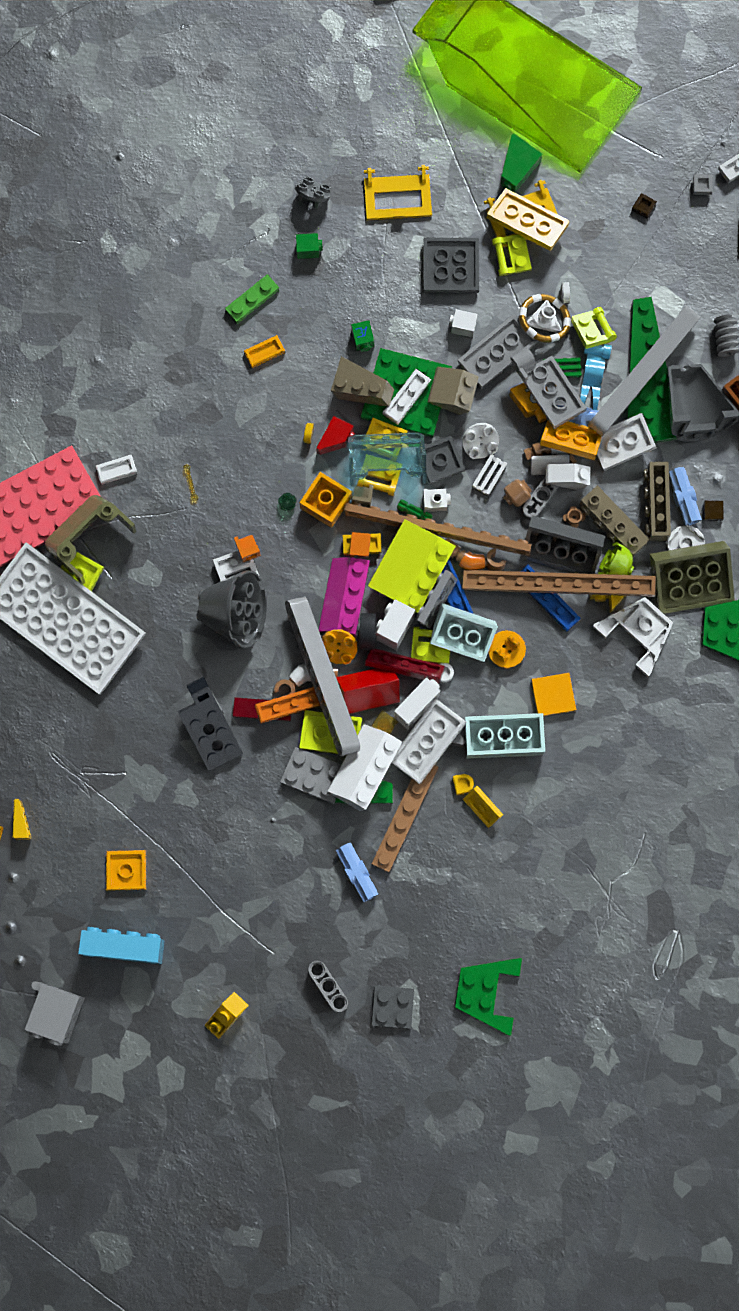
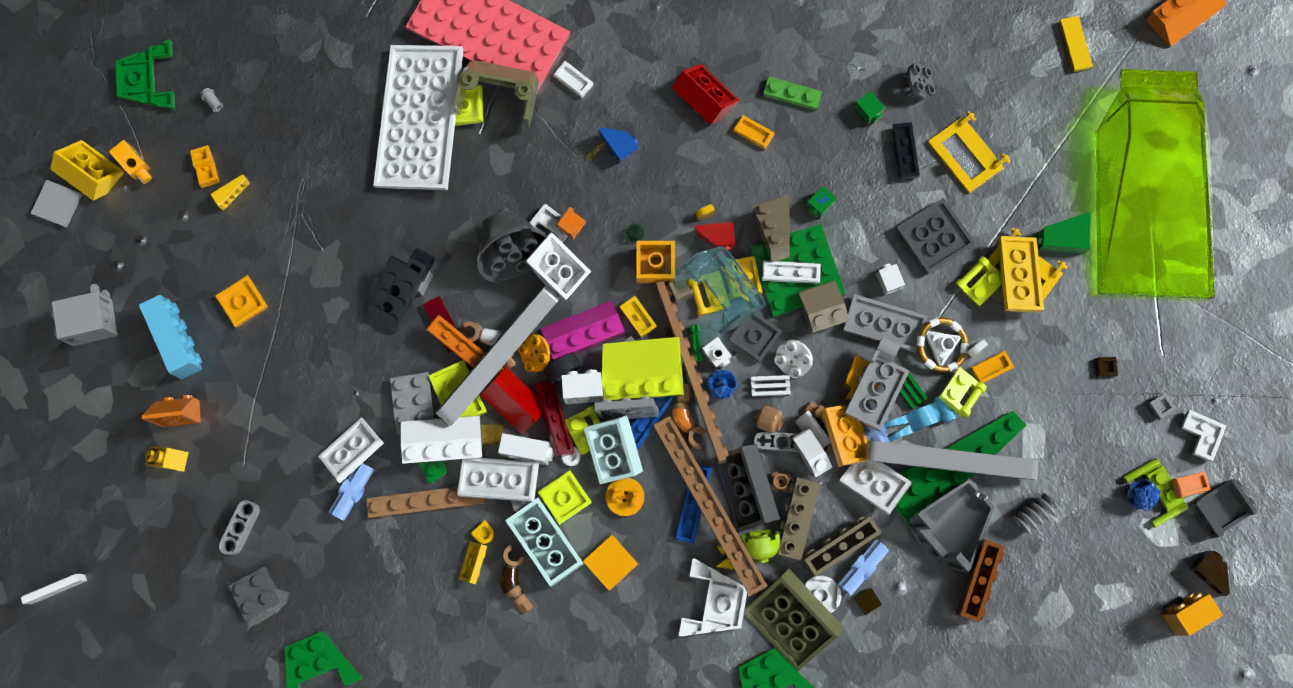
camera: 60 degrees right, 0 degrees up
(190, 981) = (174, 412): none -> orange slope
(202, 465) = (619, 143): none -> blue slope
(205, 369) = (704, 93): none -> red slope
(278, 1182) = (53, 589): none -> white tile
(280, 580) = (557, 266): none -> white slope
(321, 851) = (350, 450): none -> white tile
(360, 544) = (632, 314): orange panel -> none
(362, 50) = (1075, 44): none -> yellow tile
(363, 241) = (906, 150): none -> black plate
(464, 511) = (721, 384): none -> blue piece
(476, 697) = (564, 497): none -> neon yellow plate
(517, 785) = (510, 584): none -> piece
(587, 292) = (992, 367): none -> light orange tile

